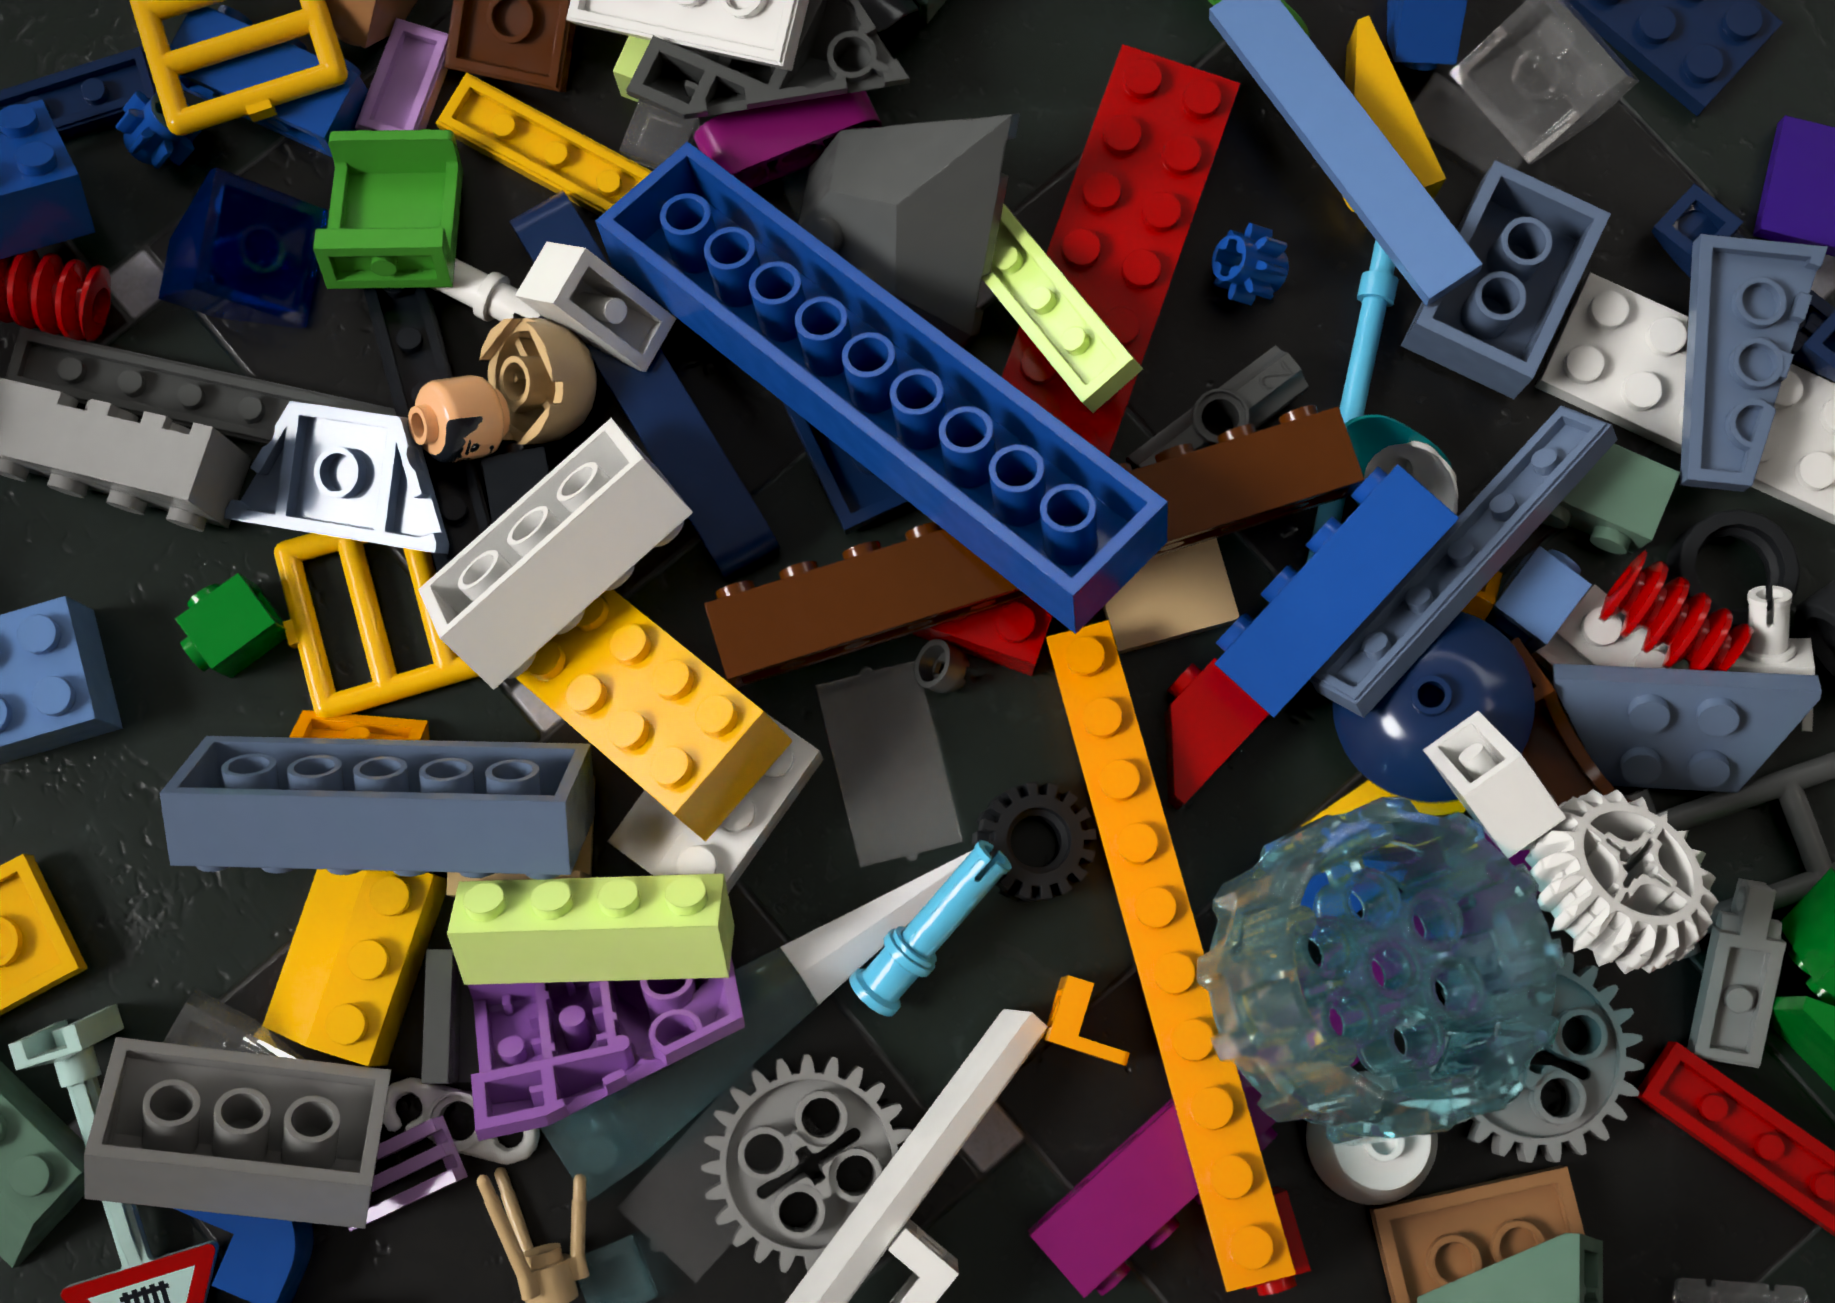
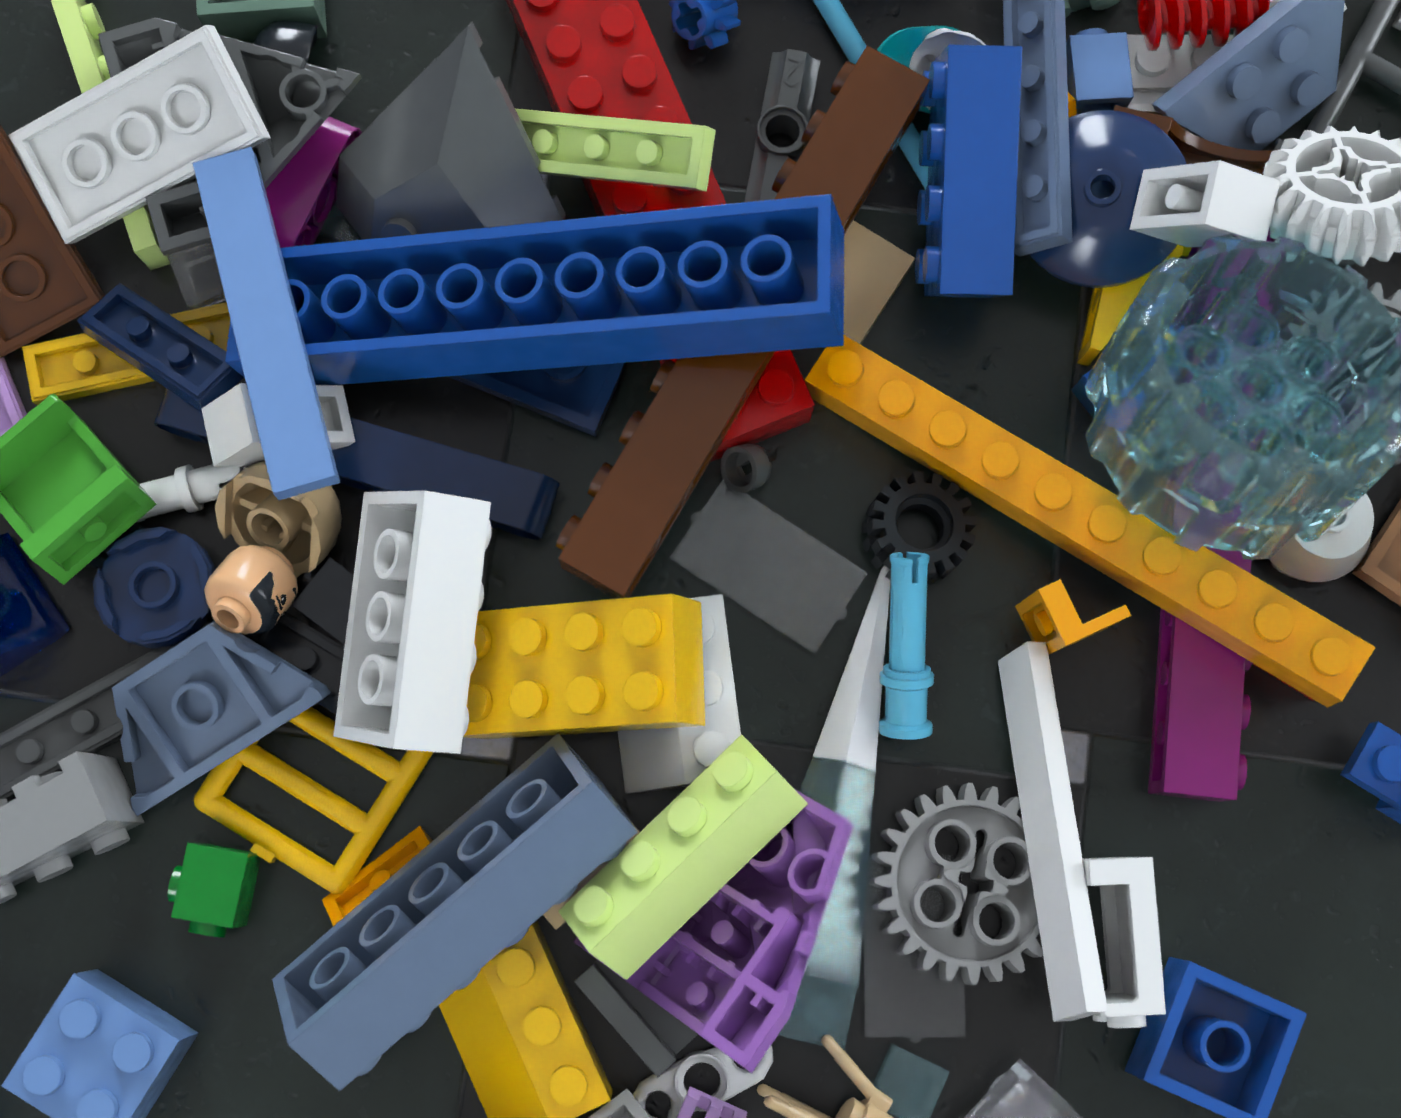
camera: 50 degrees left, 0 degrees up
(390, 350) = (154, 587): none -> dark blue tile
(565, 163) = (160, 346): none -> dark blue tile
(648, 217) = (265, 324): none -> medium blue tile
(1204, 727) = (960, 348): red slope -> none

